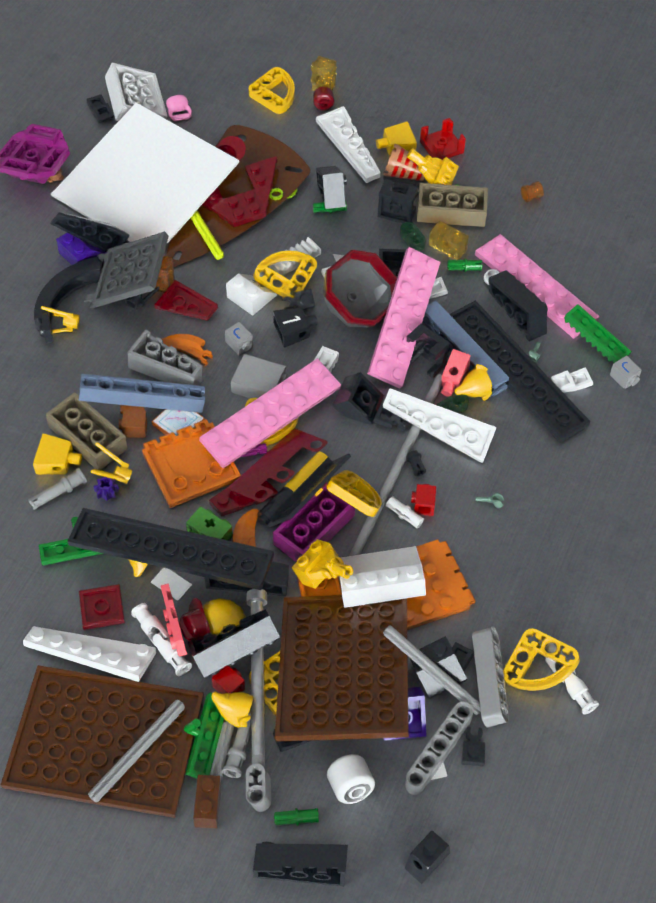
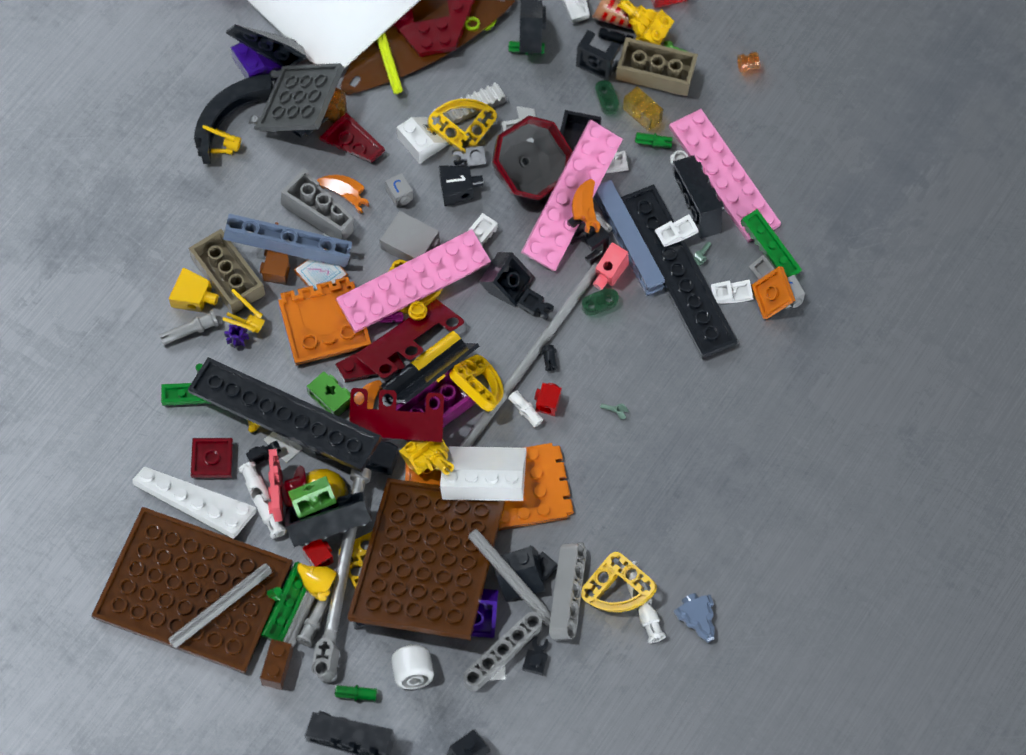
camera: 10 degrees right, 10 degrees up
(151, 594) = (261, 454): none -> black plate
(214, 623) = (312, 497): none -> bright green brick
(280, 439) = (417, 310): none -> yellow plate
(289, 540) = (398, 424): none -> dark red piece
(419, 321) = (583, 205): none -> orange piece
(451, 427) = (596, 328): white wing -> none
(476, 384) = (629, 282): yellow hat -> none
(508, 335) = (677, 231): none -> white slope
(596, 357) = (762, 266): none -> light grey plate
(611, 374) = (773, 292): none -> orange tile
(624, 678) = (698, 615): none -> sand blue rock

